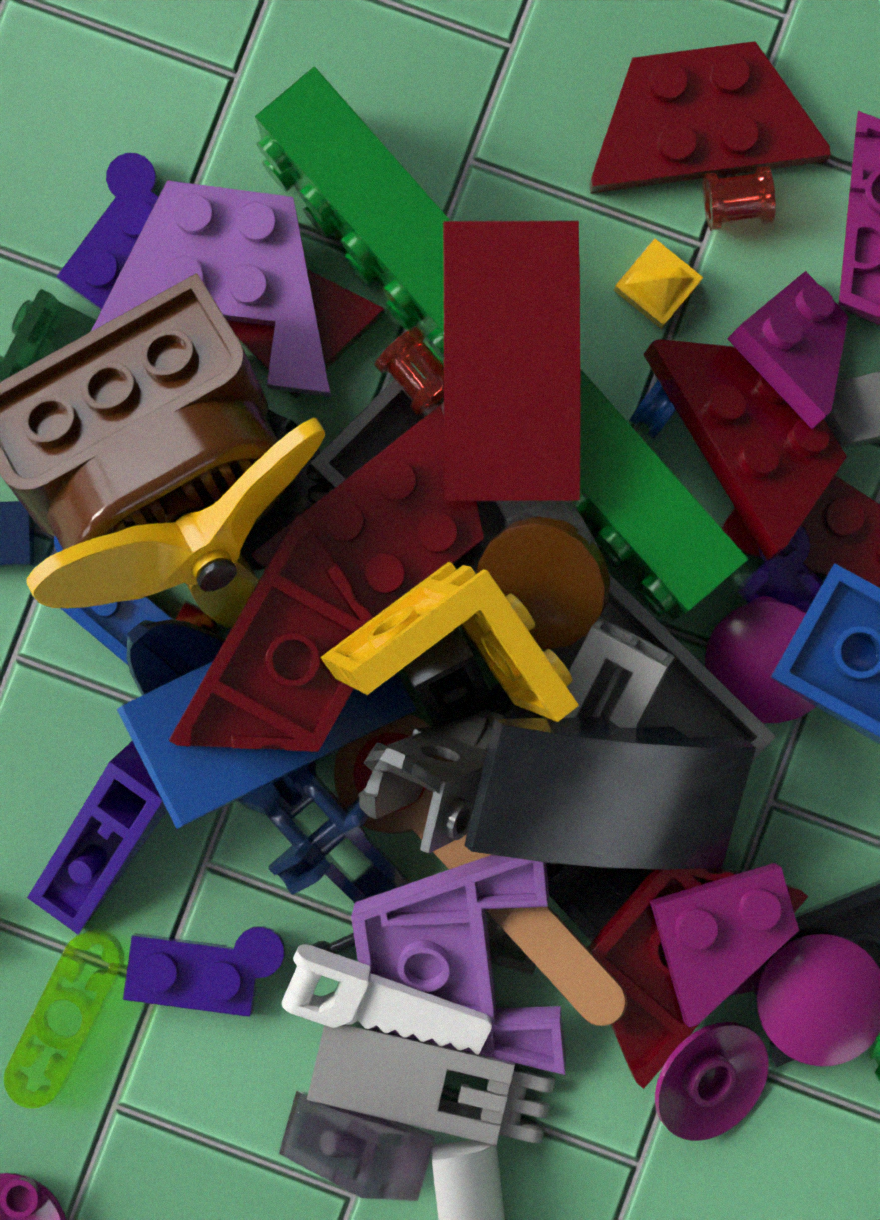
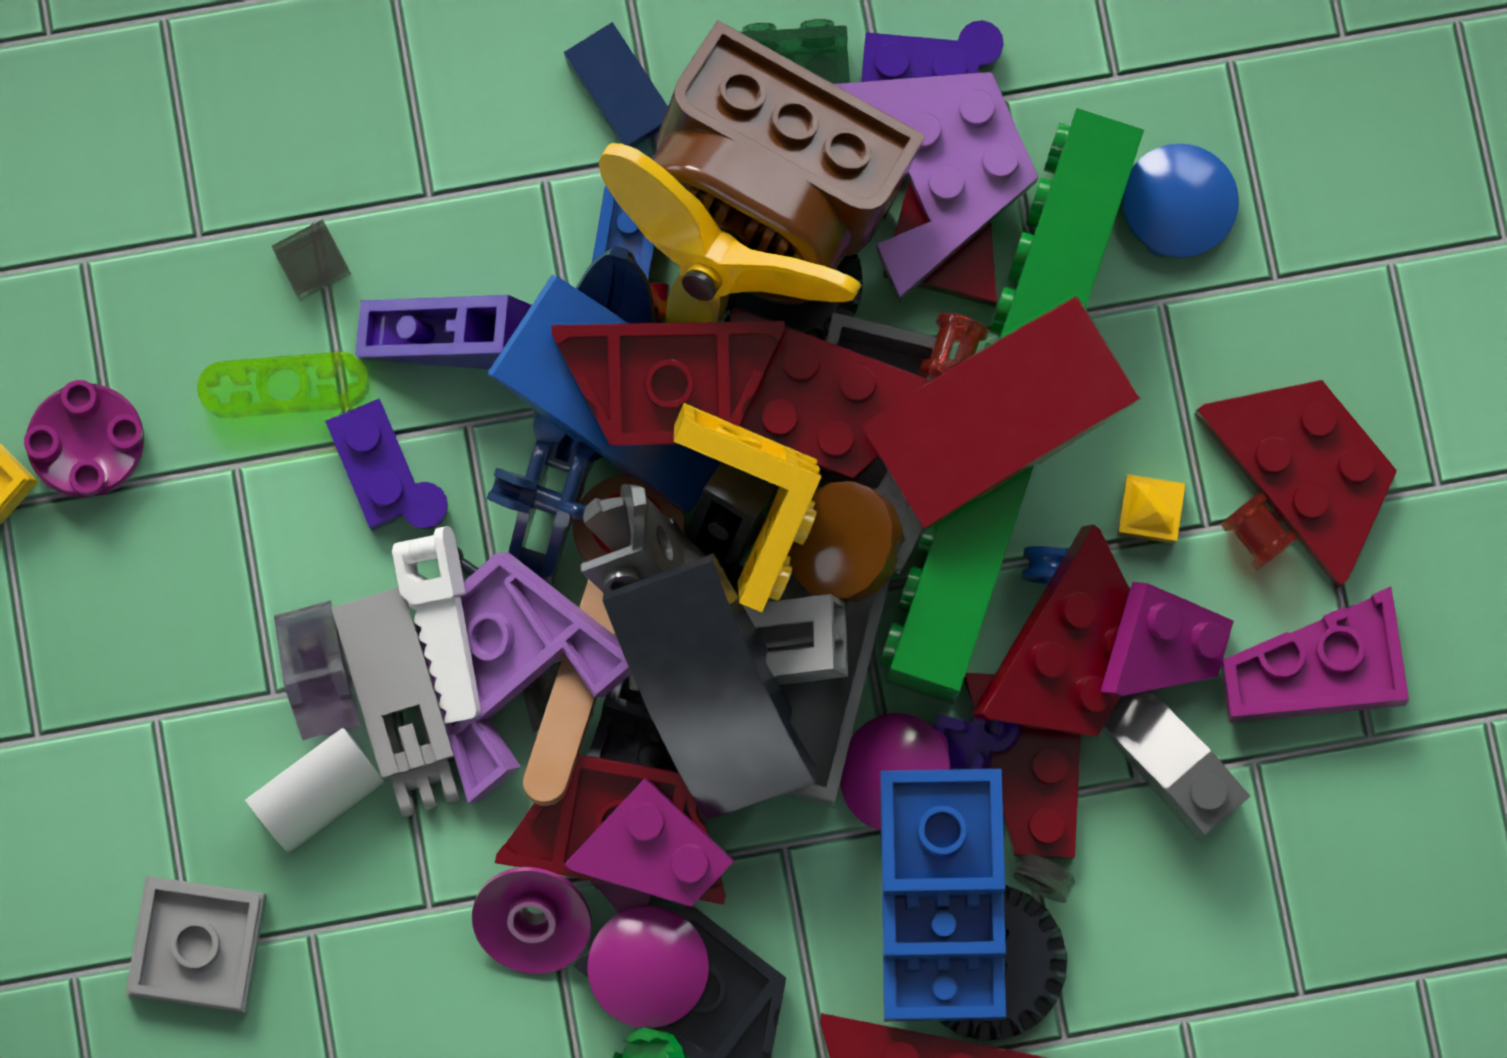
camera: 55 degrees right, 5 degrees down
(392, 82) = (1180, 200): none -> blue dish

